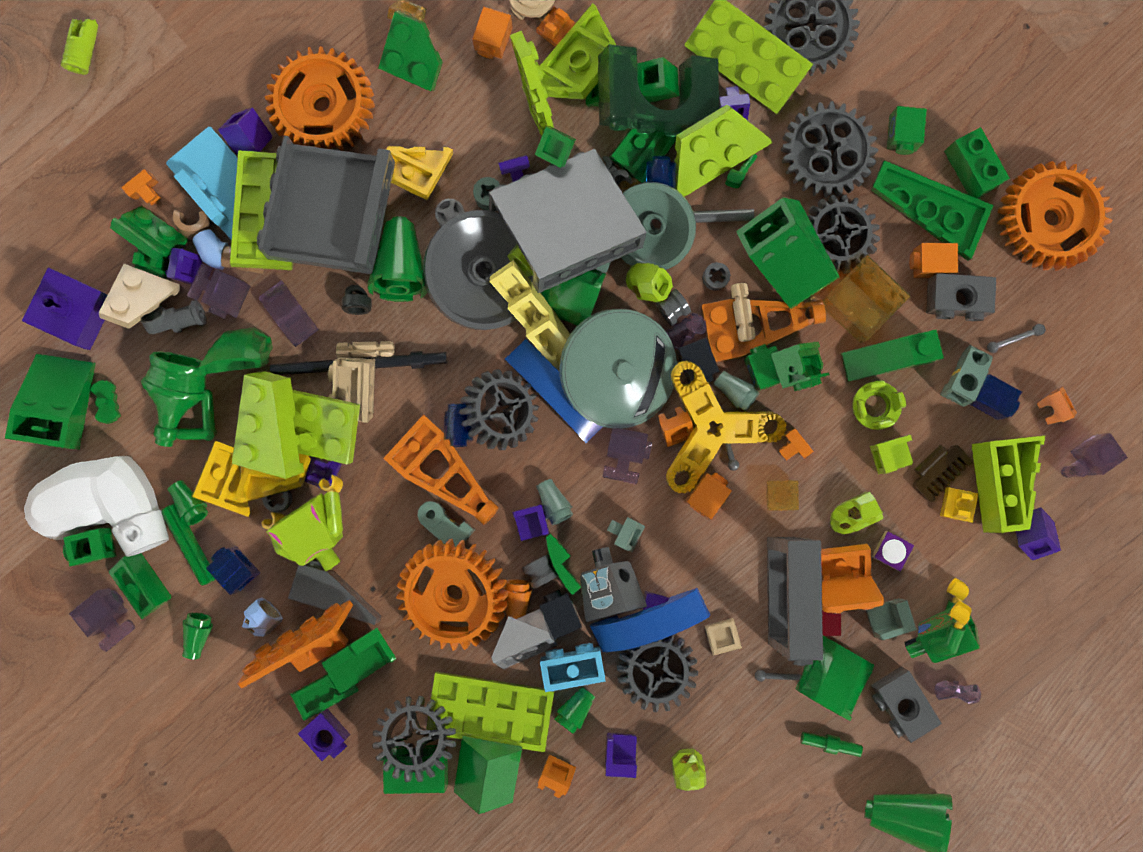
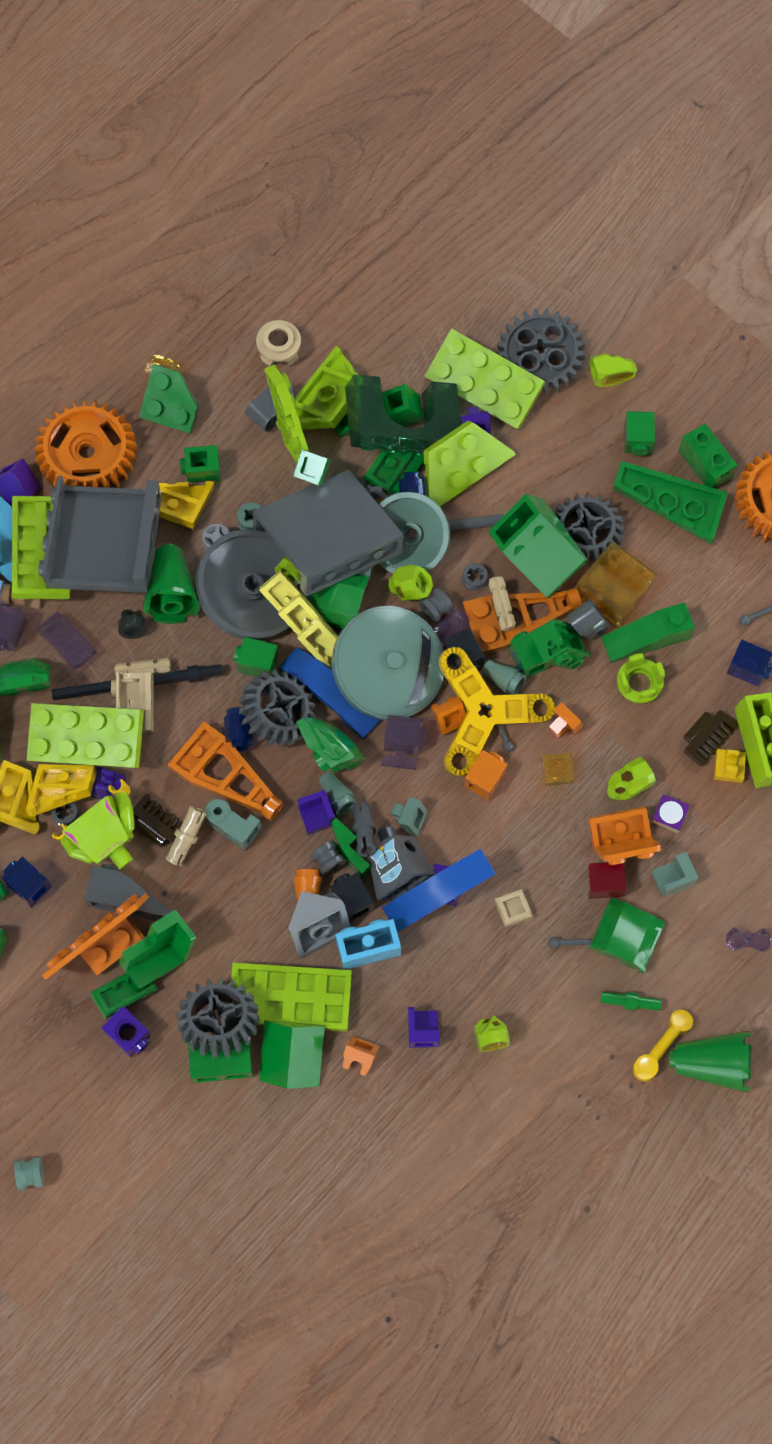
camera: 10 degrees left, 15 degrees down
(261, 617) = (57, 925): light blue rock -> none
(266, 426) = (56, 735): lime wedge -> none
(365, 520) = (153, 826): none -> dark brown piece
(396, 536) = (185, 836): none -> tan pin
(435, 119) = (205, 457): none -> green brick
(435, 605) = (227, 895): orange gear -> none
(482, 349) = (255, 657): none -> green brick
(492, 33) = (244, 378): orange brick -> none
(507, 71) = (262, 410): none -> dark grey piece
(514, 167) = (274, 491): dark purple tile -> none
(549, 455) = (330, 745): none -> green slope
(555, 26) = (302, 368): orange tile -> none
(574, 711) = (373, 989): green cone -> none
(578, 546) = (364, 829): none -> dark grey pin
(652, 684) = (464, 945): dark grey gear -> none
(736, 177) = (483, 487): green hand -> none
(795, 598) = (573, 845): dark grey window -> none
(830, 339) = (588, 620): none -> dark grey piece
(840, 812) = (647, 1065): none -> yellow bar
(855, 146) = (545, 461): dark grey gear -> none
(883, 53) = (611, 369): none -> lime rock
(892, 454) = (659, 722): lime panel -> none
(918, 717) = (695, 937): dark grey brick -> none
(934, 258) = (678, 545): orange brick -> none
(947, 632) = (729, 876): green torso -> none
(967, 376) = (722, 647): sand green leg -> none
(977, 290) = (718, 565): dark grey brick -> none

